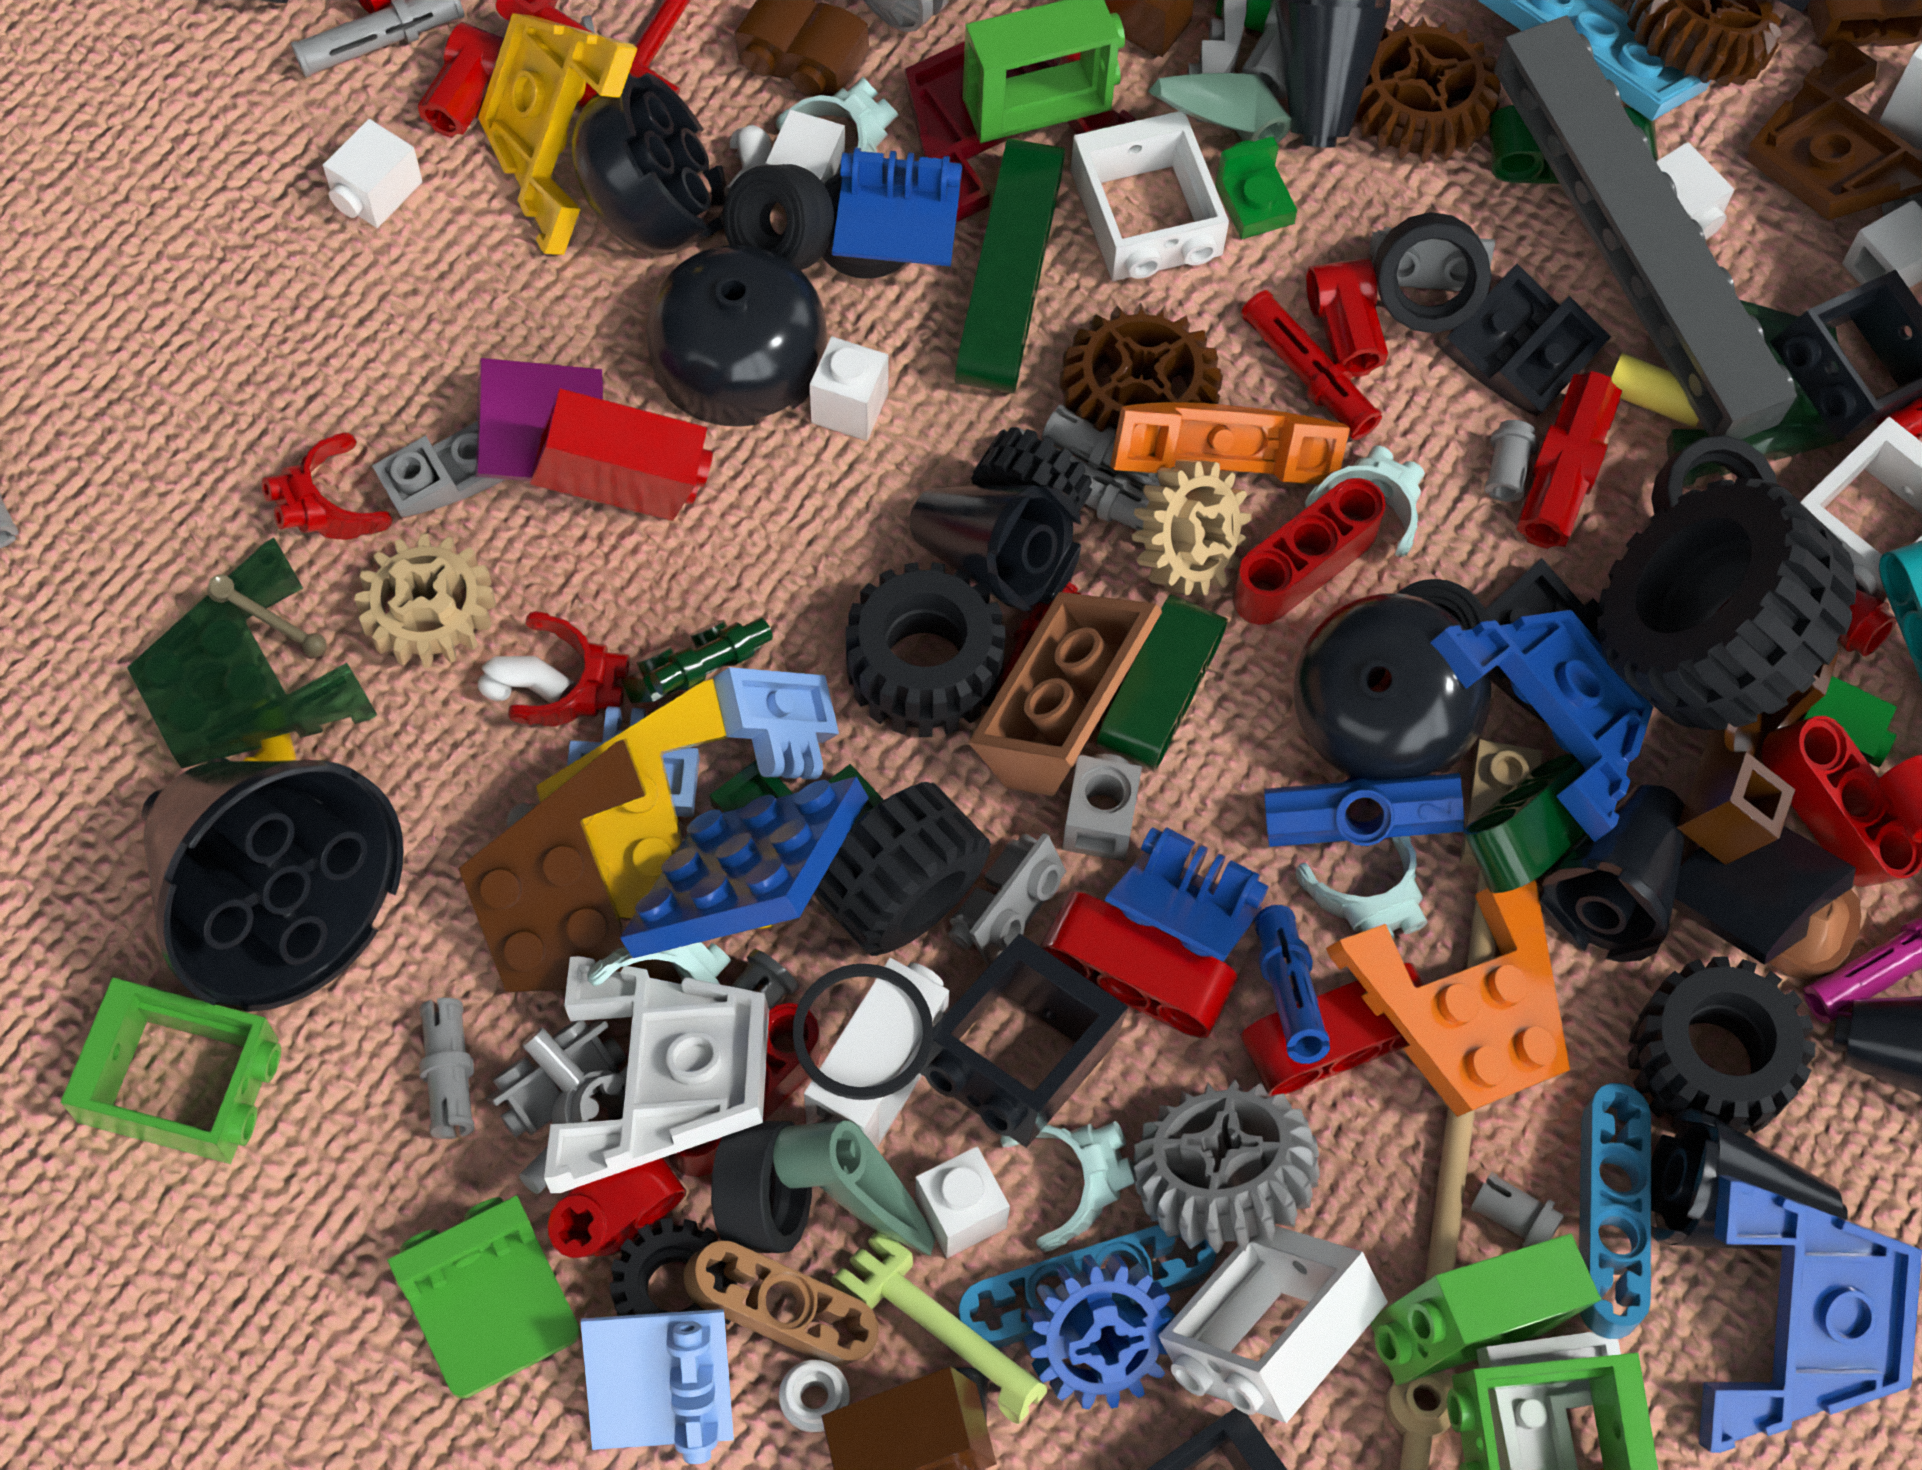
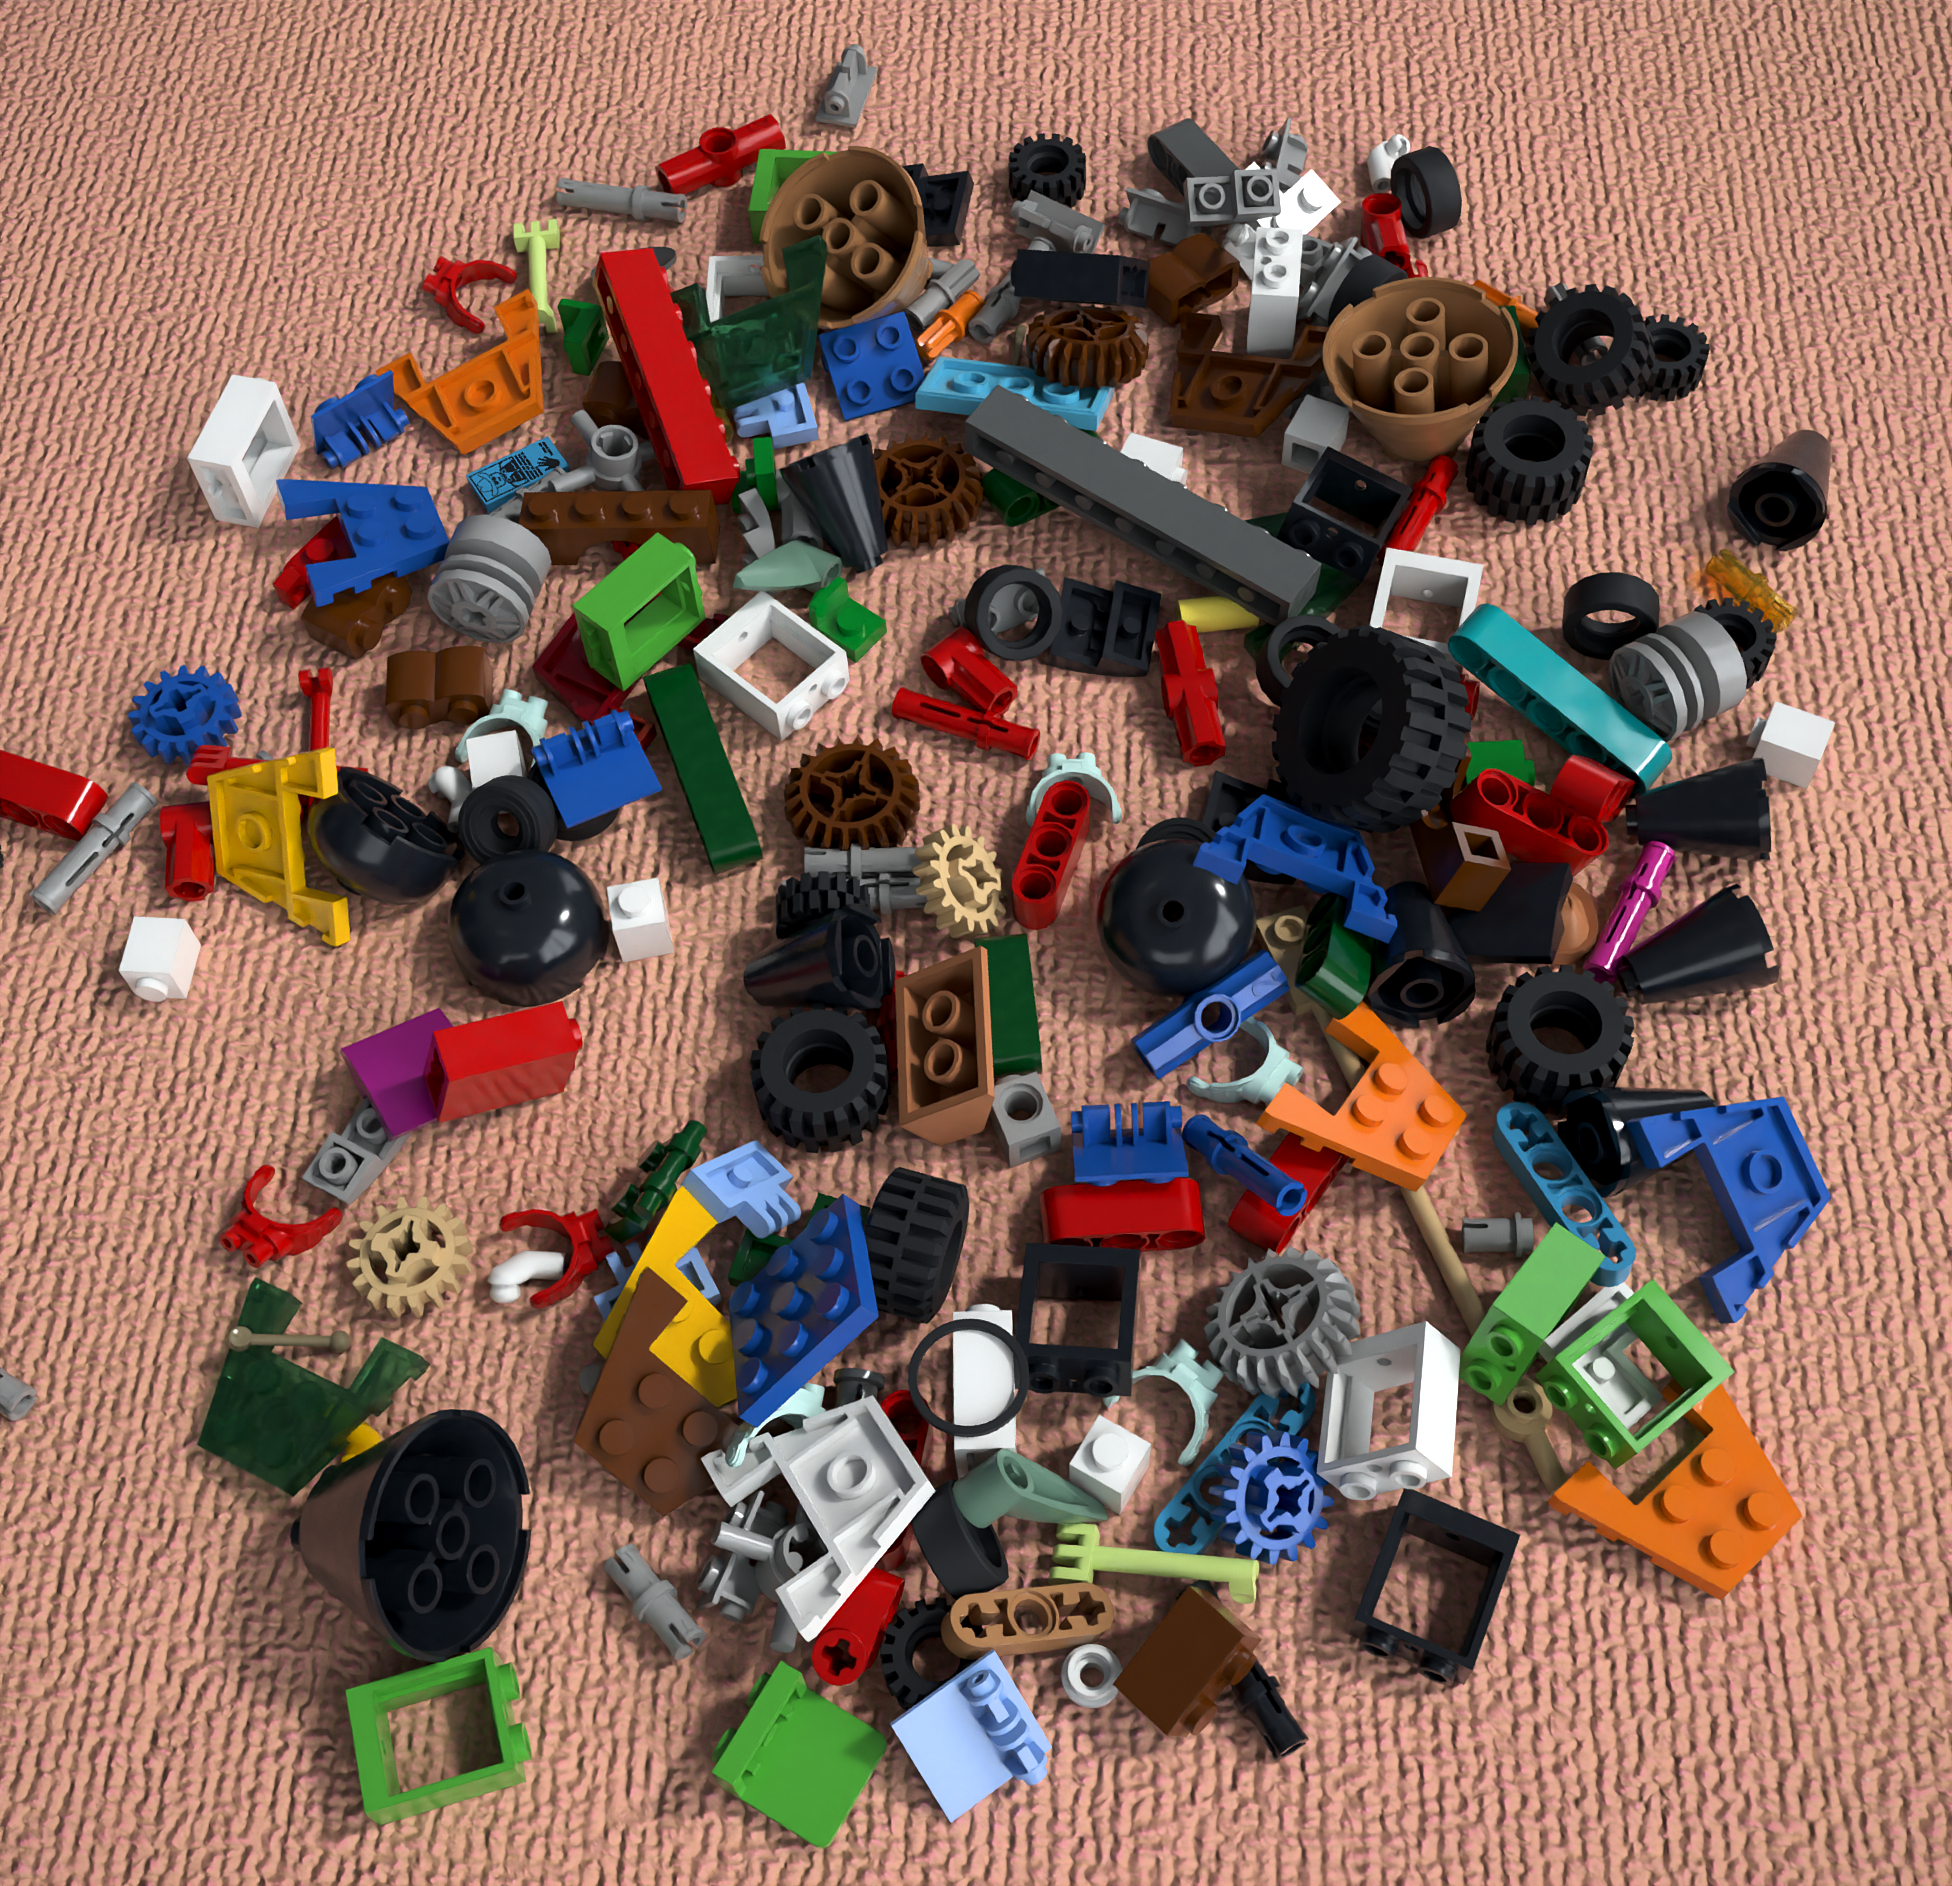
camera: 25 degrees left, 5 degrees down
(1026, 877) = (998, 1200): light grey hinge -> none
(1237, 437) = (955, 798): orange slope -> none
(1513, 446) = (1145, 705): light grey pin -> none

